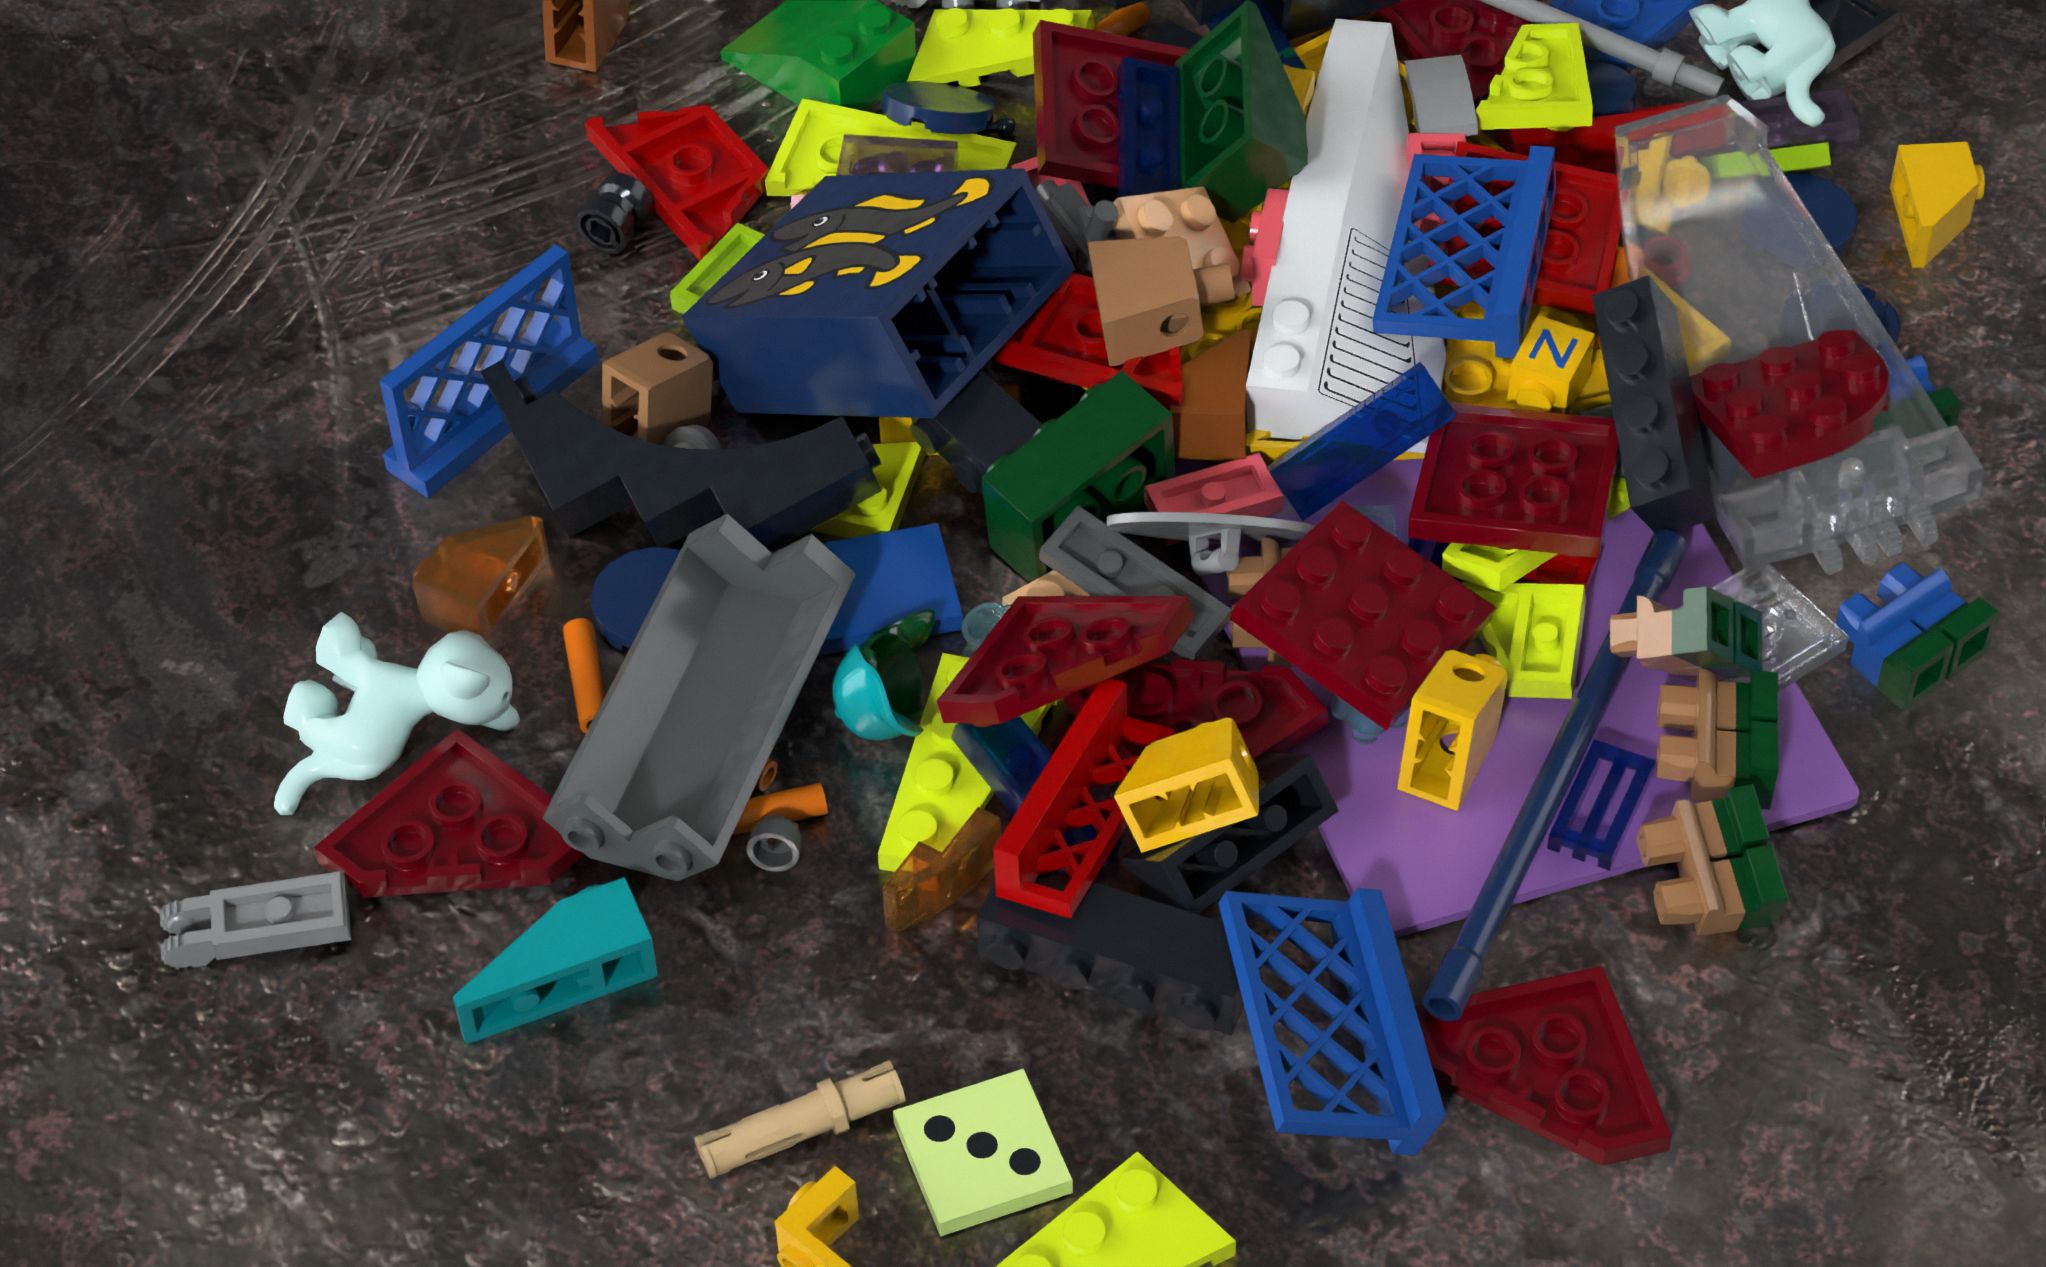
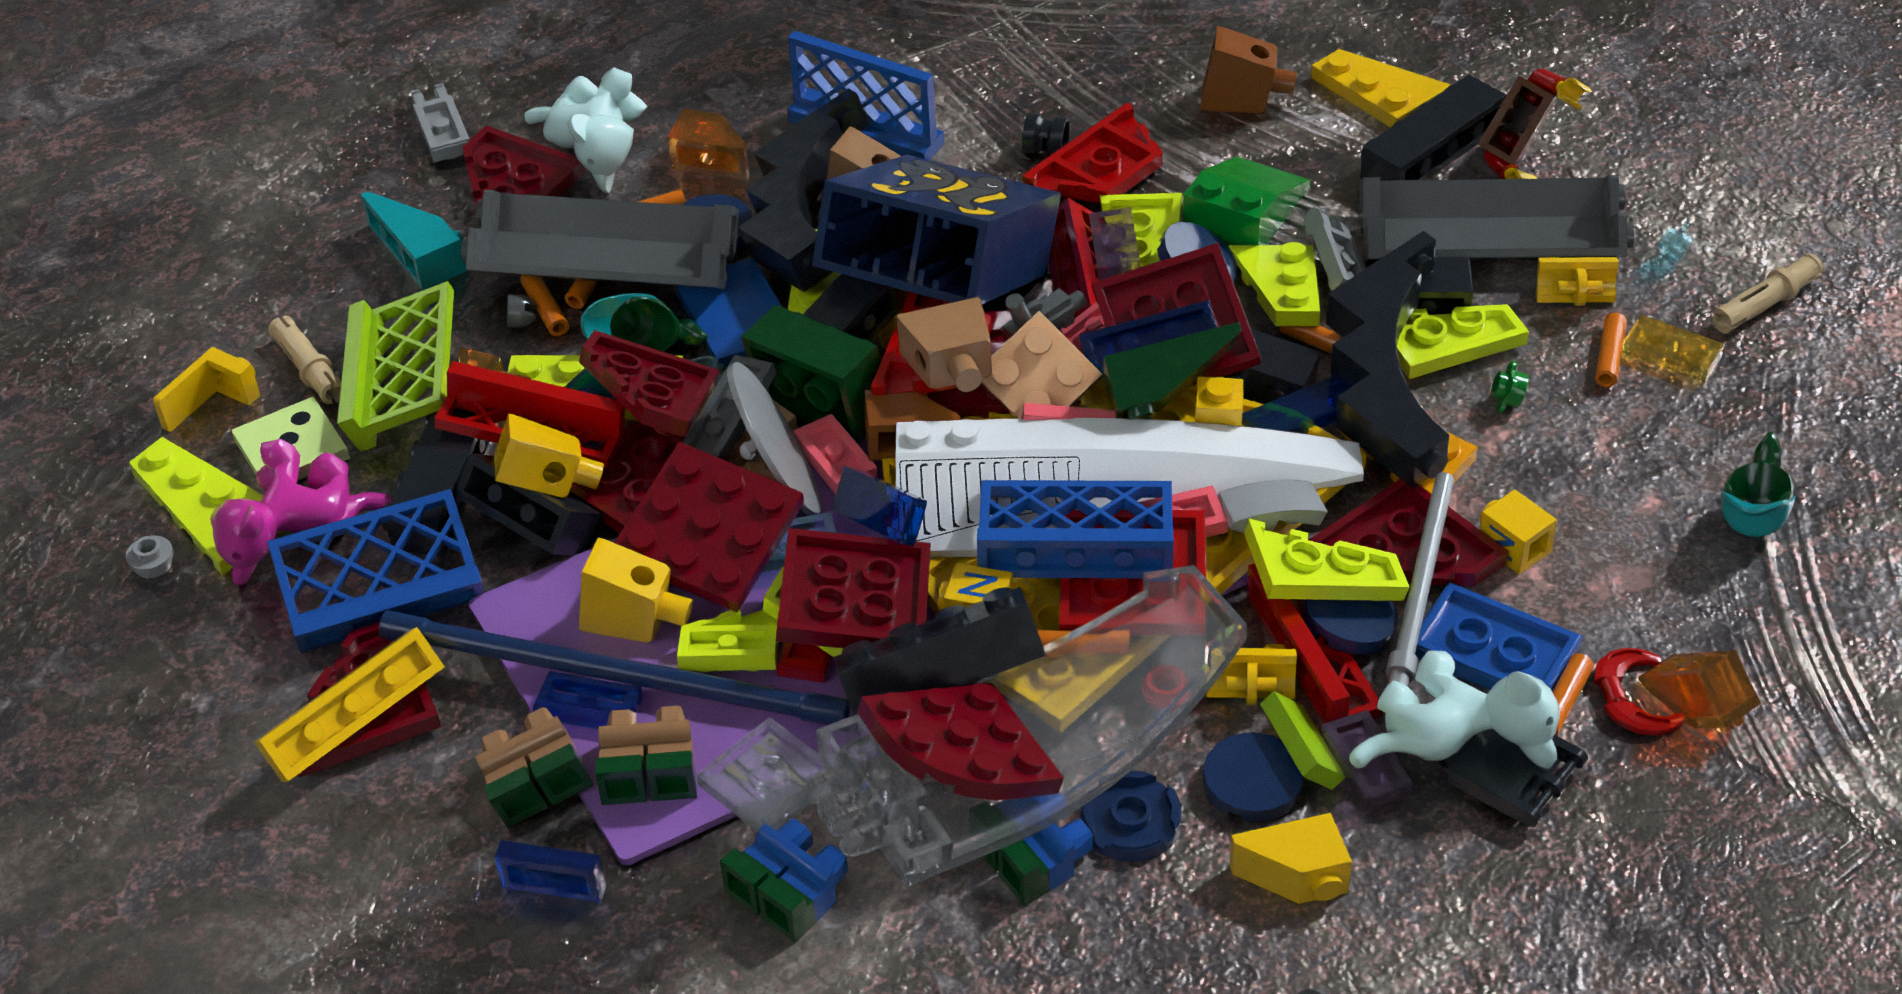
camera: 80 degrees right, 5 degrees down
(868, 1031) = (367, 368): none -> lime fence
(1159, 1111) = (246, 525): none -> dark pink animal
(1617, 1062) = (349, 705): none -> yellow plate
(1704, 634) = (714, 708): dark green hips -> none
(1884, 862) = (550, 871): none -> clear blue tile

